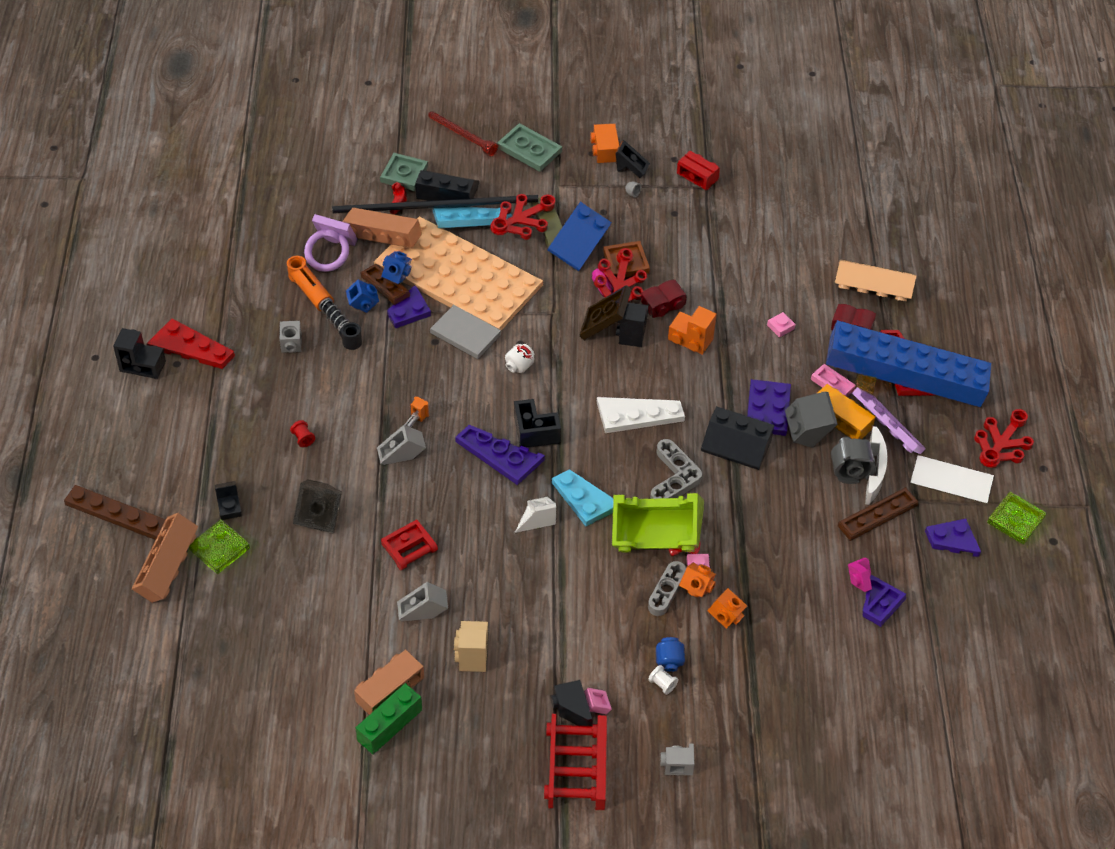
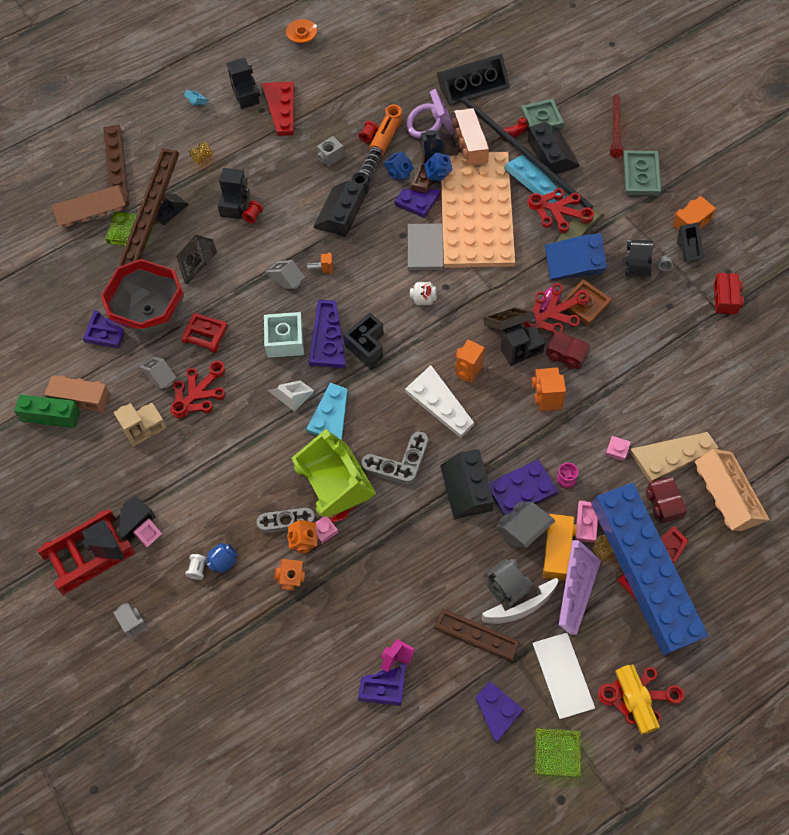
camera: 60 degrees right, 10 degrees up
(110, 404) = (195, 98): none -> medium azure plate
(115, 277) = (301, 31): none -> orange dish
(186, 435) = (201, 152): none -> clear yellow wheel
(227, 510) = (149, 207): none -> reddish brown tile
(268, 434) = (233, 194): none -> black brick
(297, 300) = (367, 134): none -> red bush
(312, 189) = (473, 79): none -> black slope
(332, 626) = (103, 332): none -> dark purple wing
(334, 550) = (142, 288): none -> dark grey rock
(364, 365) = (341, 208): none -> black slope
(365, 258) = (437, 142): none -> black slope
(470, 586) = (197, 392): none -> red plant
(473, 481) = (283, 335): none -> light aqua brick
(590, 731) = (102, 541): none -> black slope
(619, 198) = (639, 258): none -> black brick
(623, 364) = (469, 361): none -> orange brick
(782, 368) = (567, 470): none -> dark pink wheel
(814, 296) = (669, 456): none -> tan wing
(1009, 439) = (637, 699): none -> yellow piece

